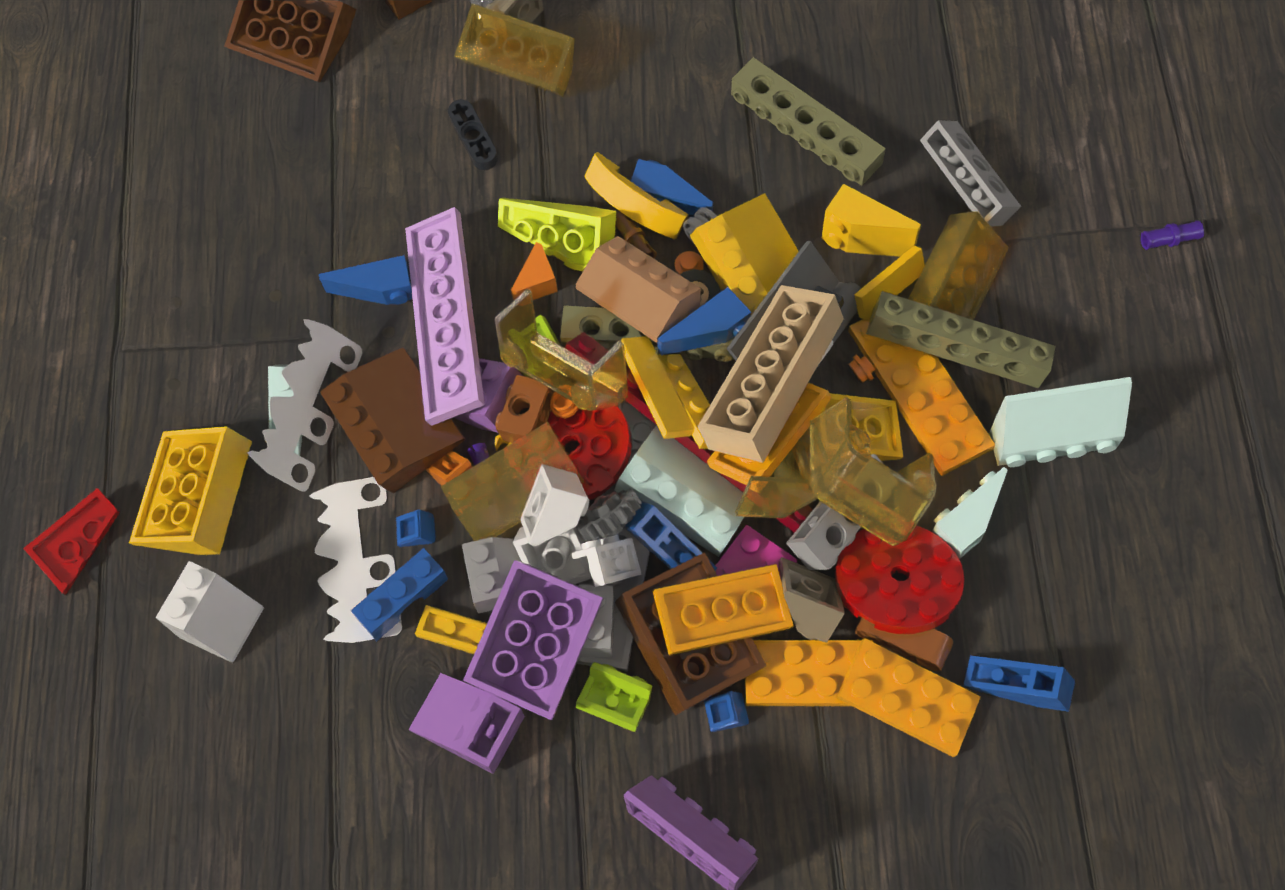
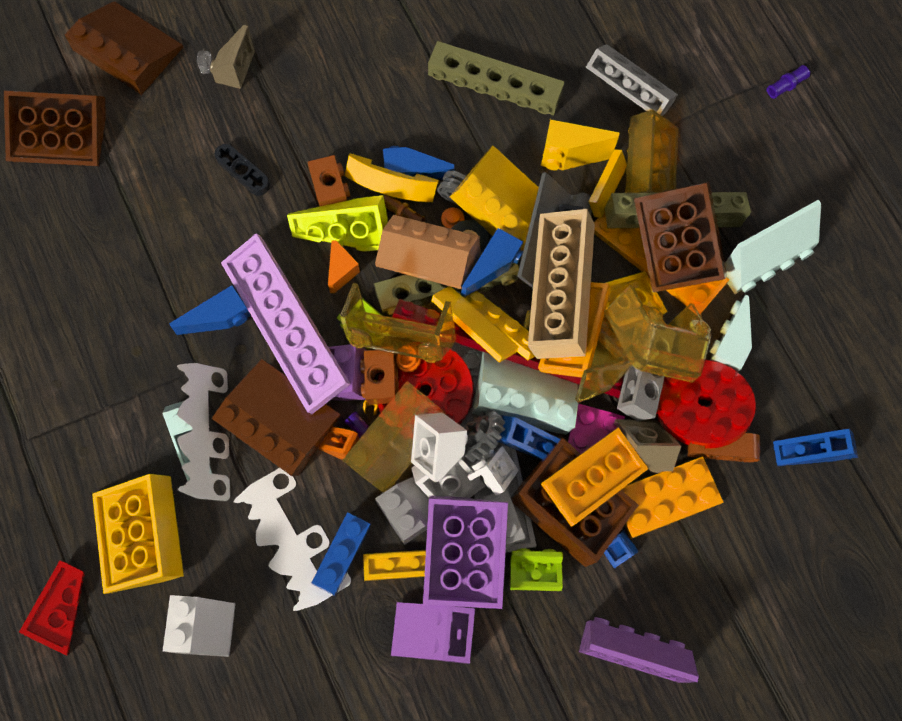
camera: 30 degrees left, 5 degrees up
(415, 528) = (328, 497): blue slope -> none
(516, 49) = (251, 91): clear yellow slope -> none
(561, 164) = (327, 170): none -> dark orange brick
(862, 368) = (613, 255): orange plate -> none
(908, 697) = (745, 489): light orange plate -> none
(947, 369) = (681, 237): none -> reddish brown slope

